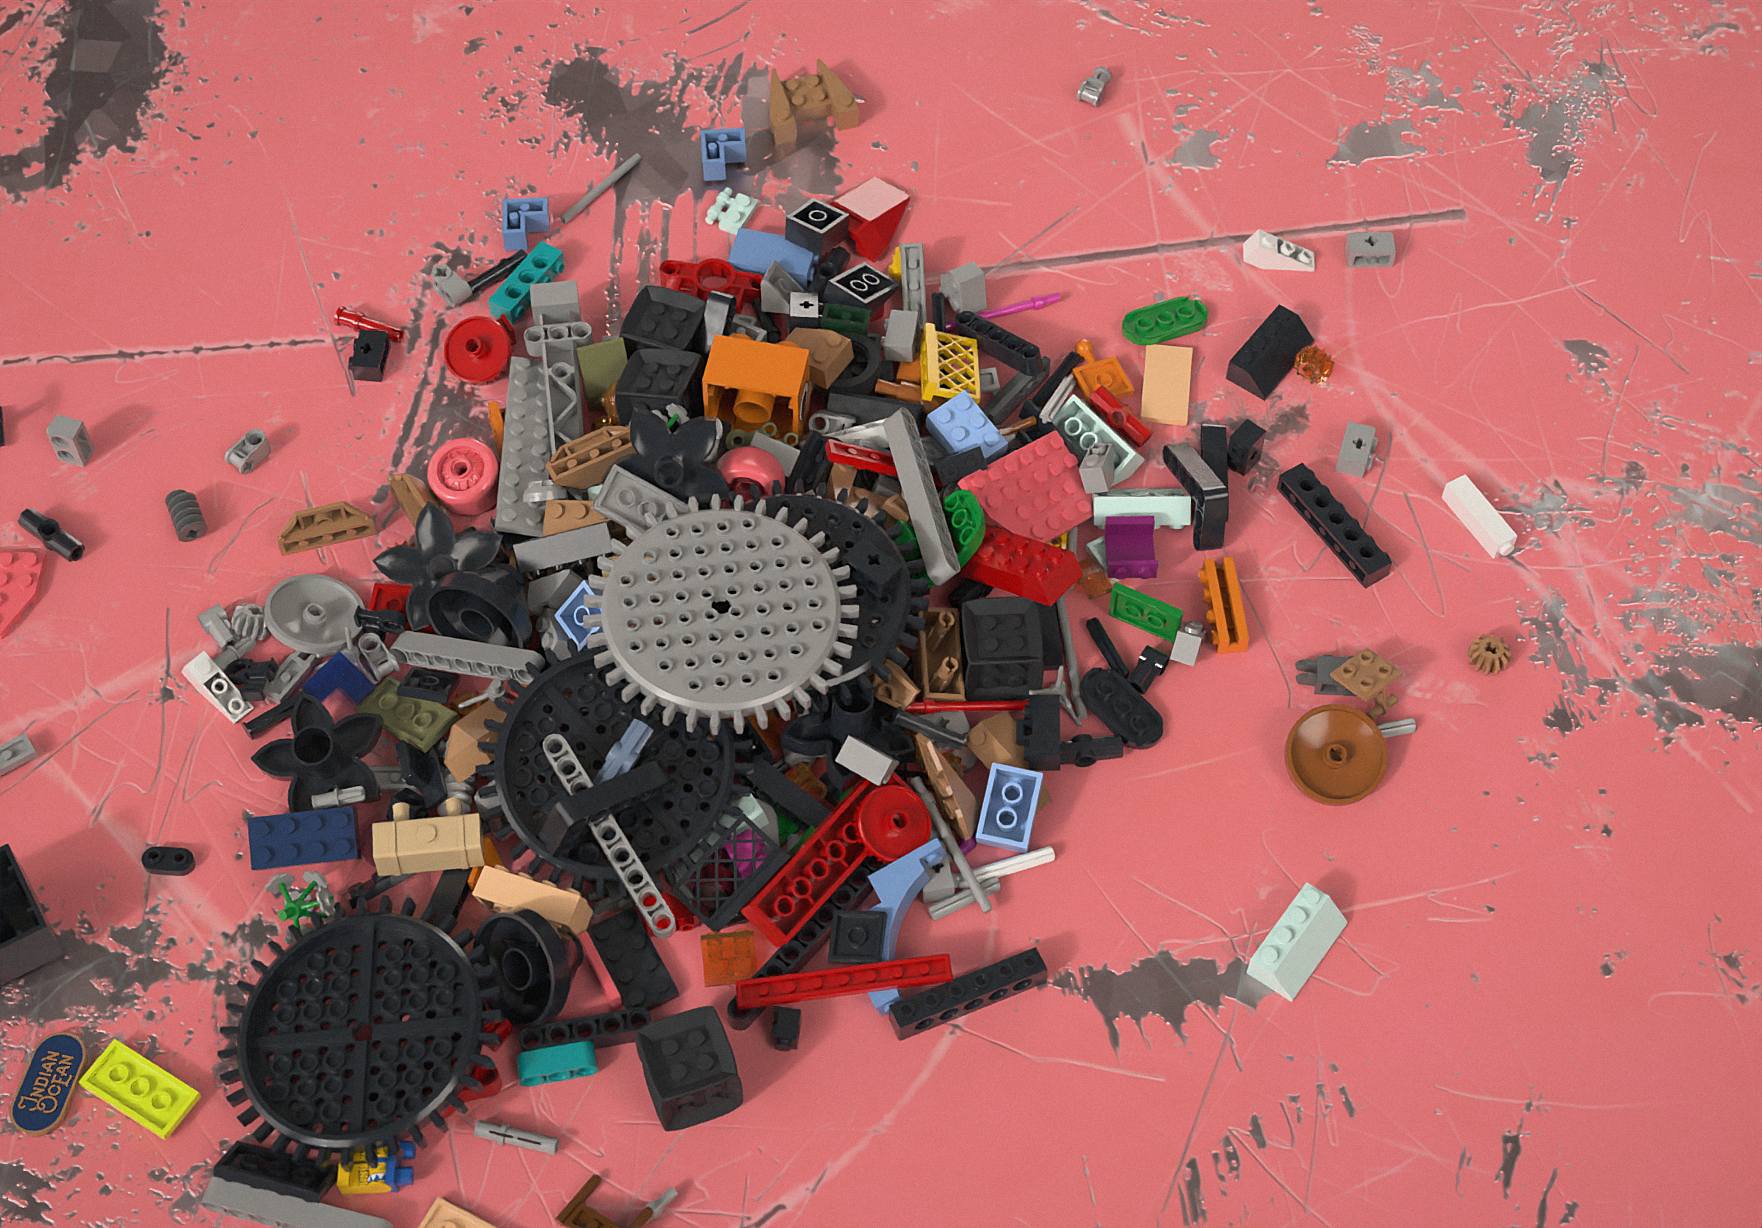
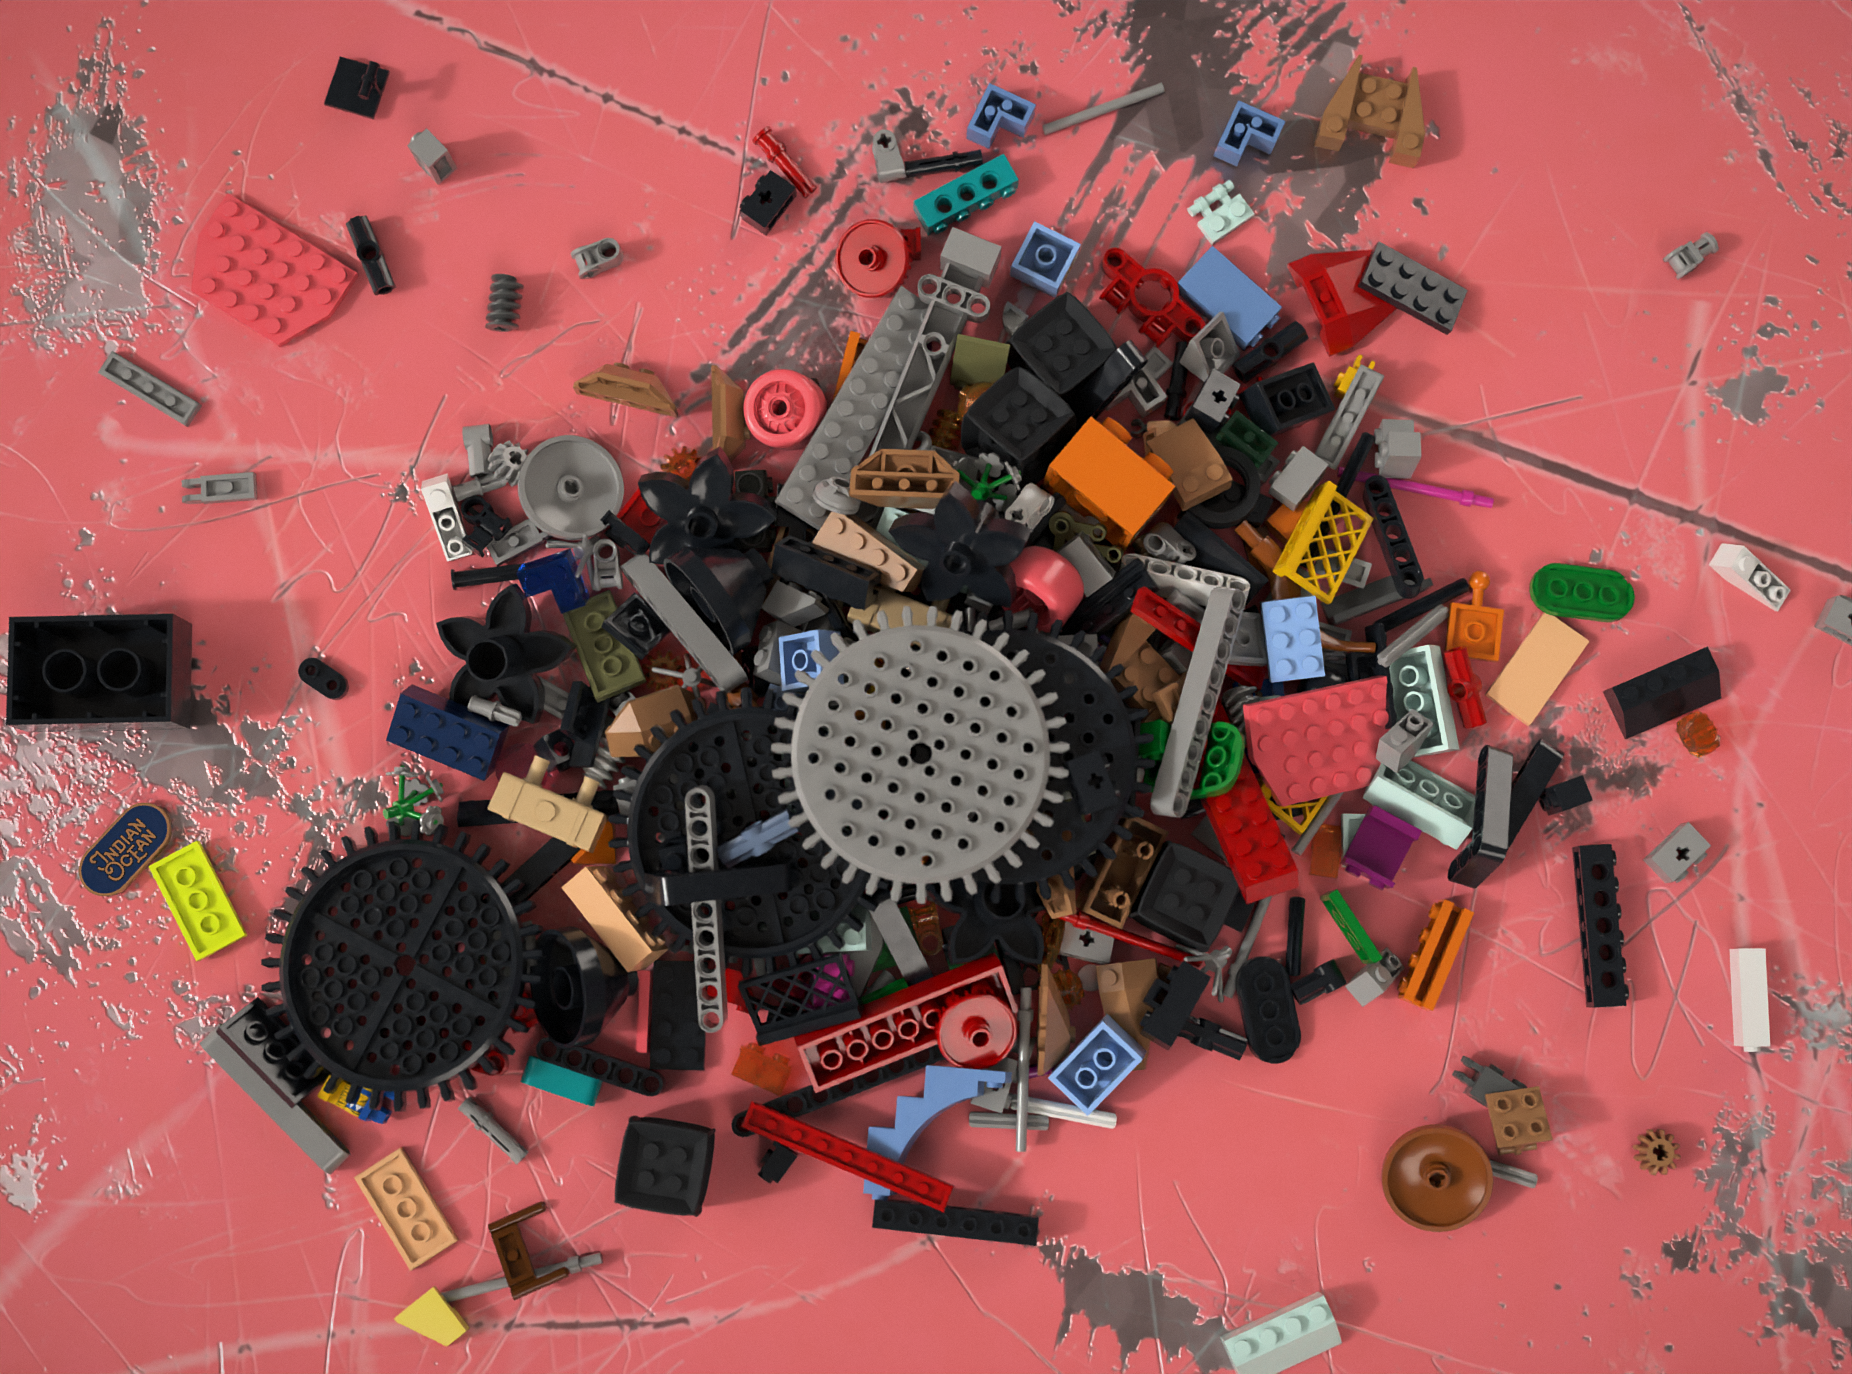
camera: 25 degrees right, 25 degrees up
(613, 292) = (1045, 259): none -> light blue brick
(627, 499) = (916, 578): light grey tile -> none
(817, 226) = (1287, 297): black brick -> none
(857, 937) = (883, 1118): black tile -> none
(866, 761) = (984, 960): light grey hinge -> none
(907, 190) = (1412, 288): none -> plate
(928, 729) = (1065, 945): black axle -> none
(959, 464) = (1260, 680): black brick -> none

